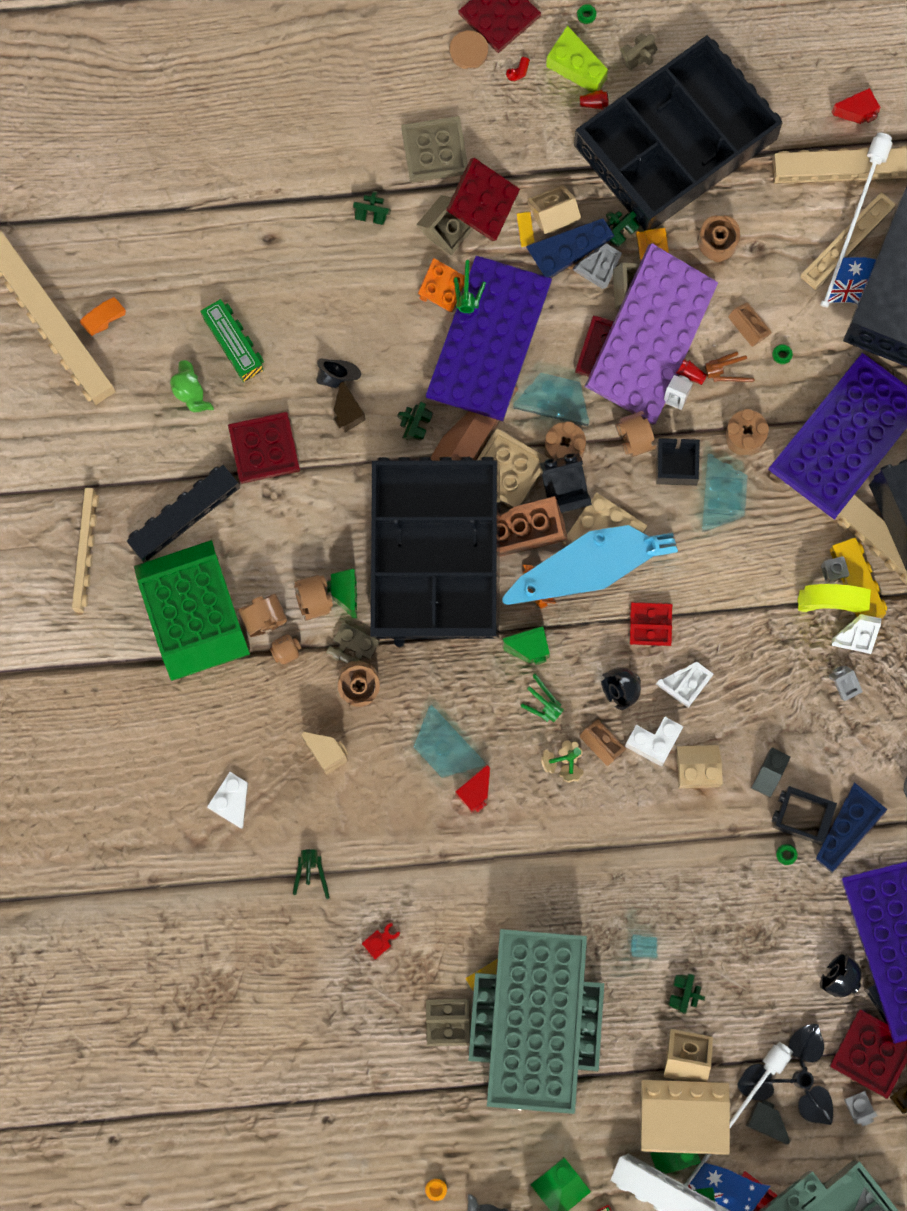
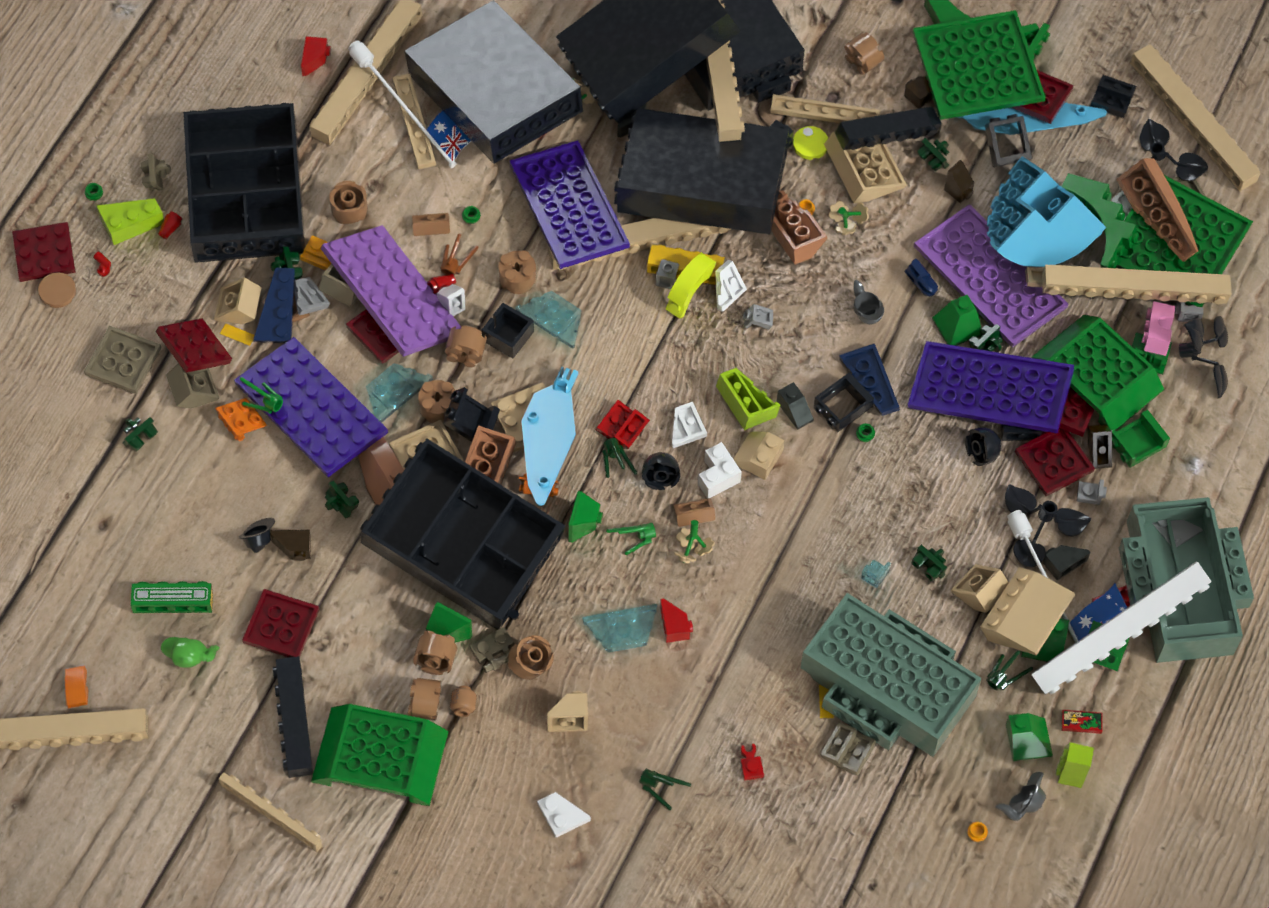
camera: 65 degrees left, 15 degrees down
(603, 1124) = (997, 679): none -> dark green plant
(617, 631) = (614, 450): none -> dark green plant
(746, 721) = (745, 400): none -> lime wedge

